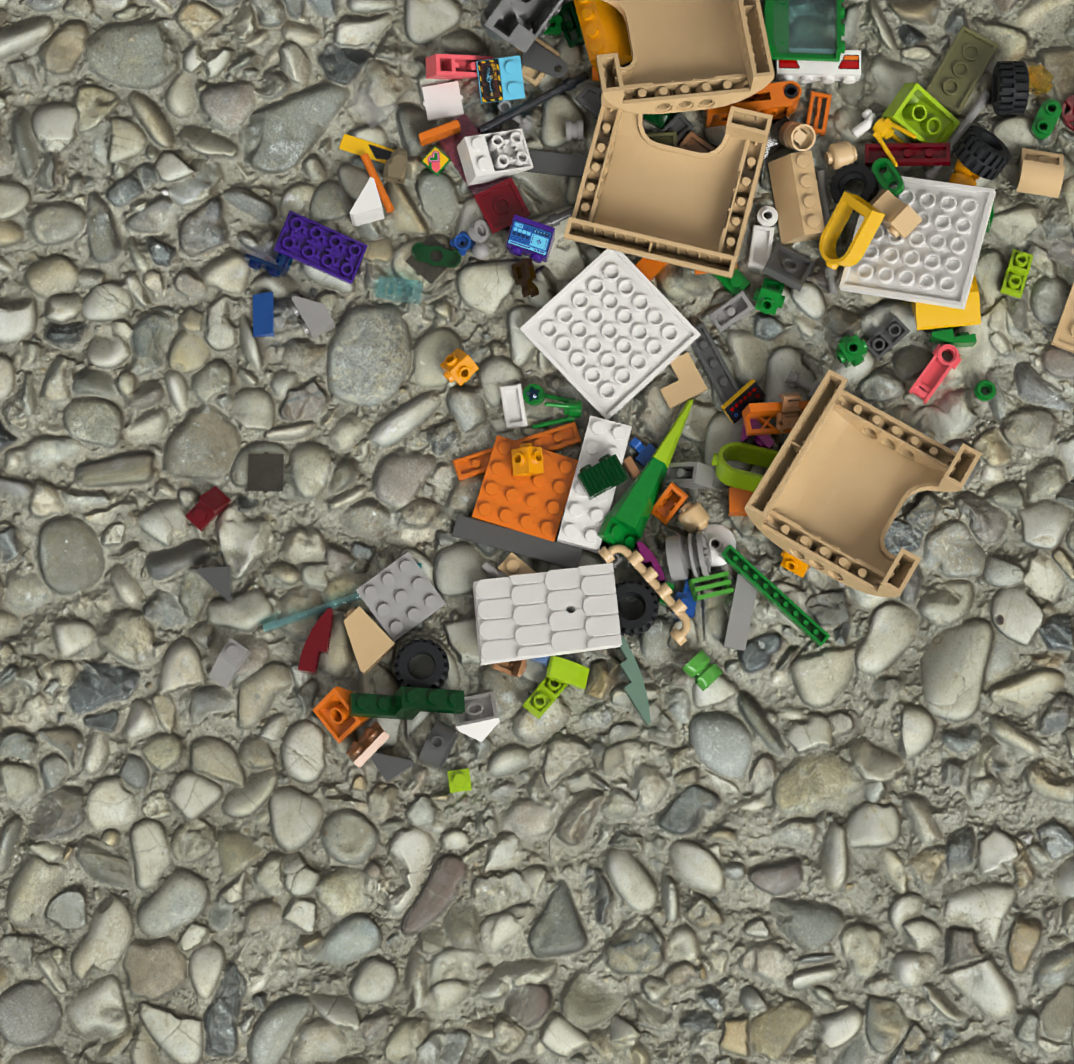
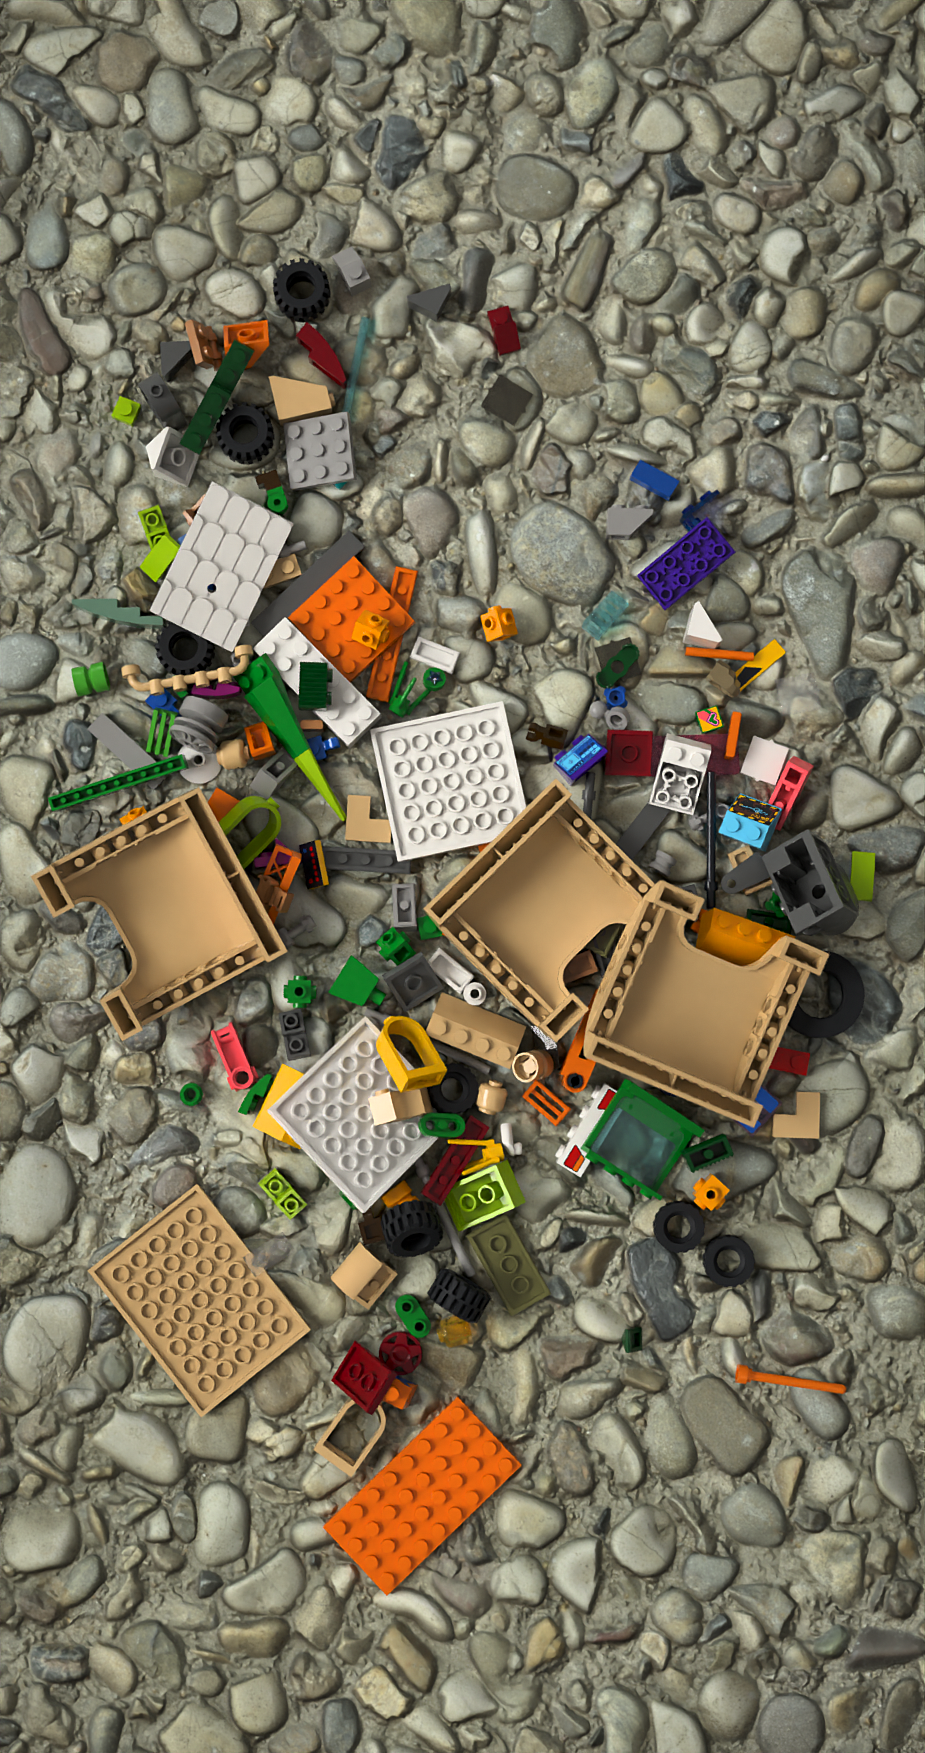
camera: 120 degrees right, 5 degrees up
(253, 687) = (296, 273): none -> black tyre
(455, 614) = (276, 498): none -> leg
(817, 311) = (357, 984): none -> green torso
(1002, 186) = (370, 1228): none -> dark brown plate

